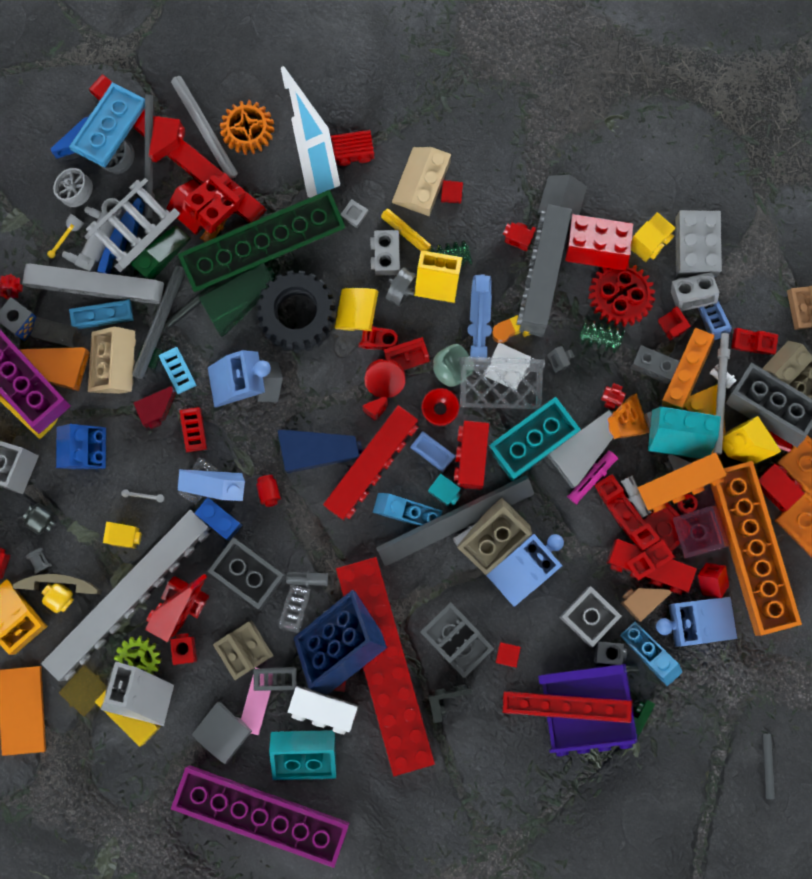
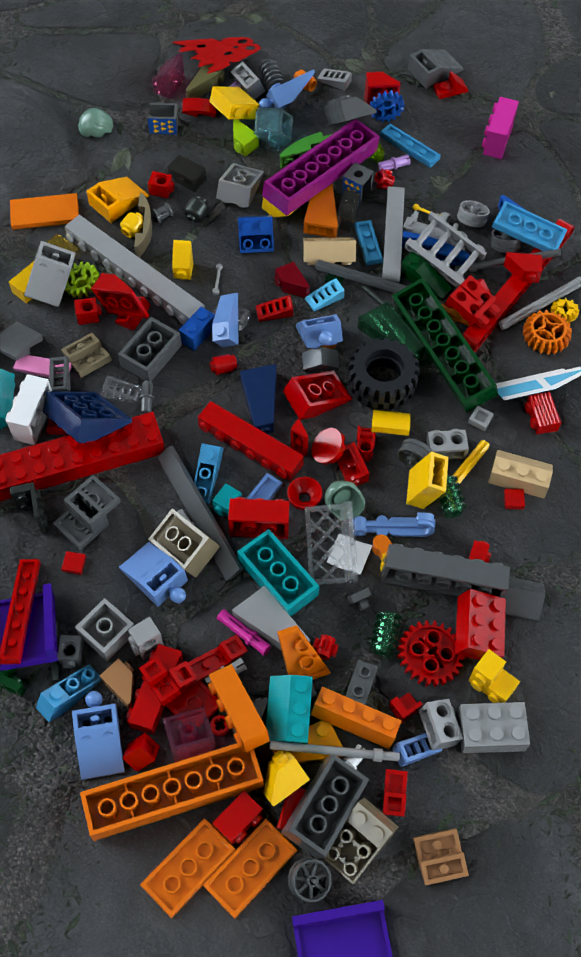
camera: 85 degrees right, 20 degrees down
(207, 108) = (572, 308): none -> yellow gear
(314, 387) = (315, 394): none -> red slope
(603, 575) = (144, 638): none -> light grey brick

